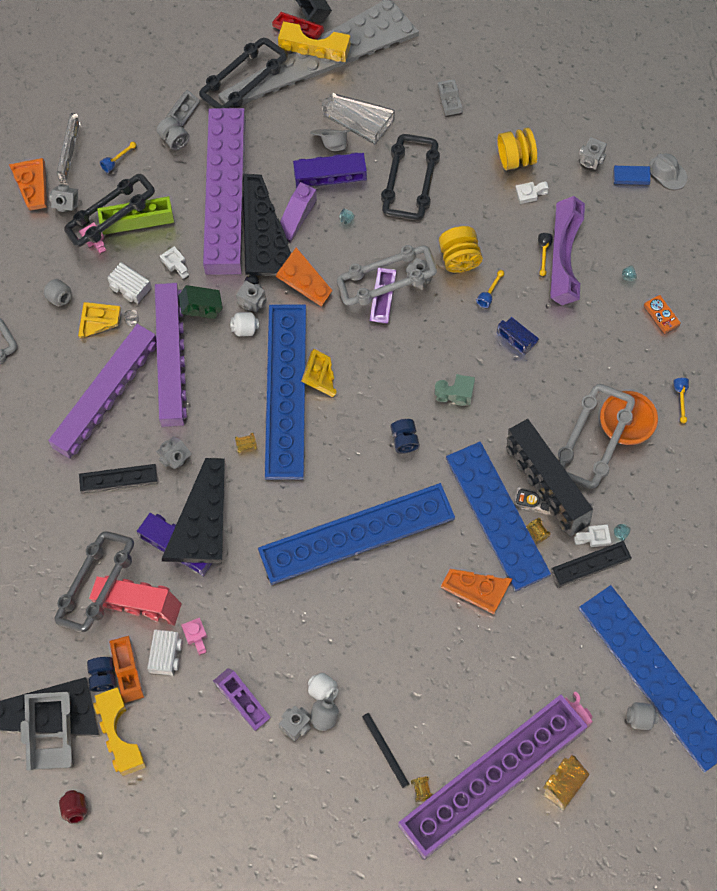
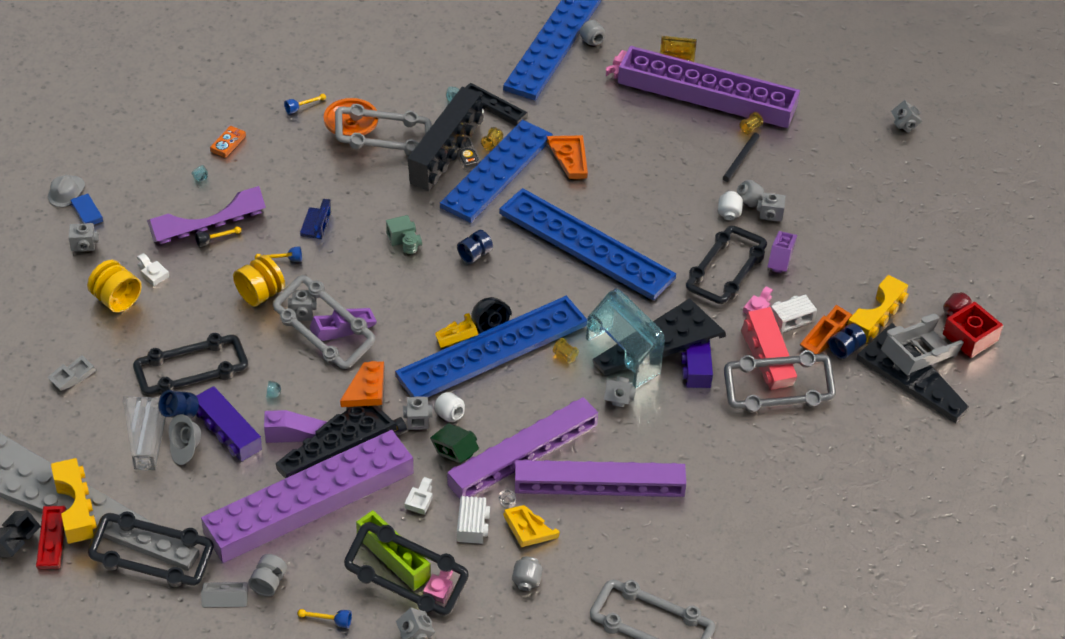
camera: 125 degrees left, 20 degrees down
(36, 793) = (974, 327): none -> red brick
(118, 478) = (672, 428): black tile -> none
(214, 477) = (632, 332): none -> clear light blue windscreen
(252, 671) = (731, 288): none -> black bar
(317, 401) = (490, 313): none -> black cylinder
(360, 132) = (177, 403): none -> dark blue wheel

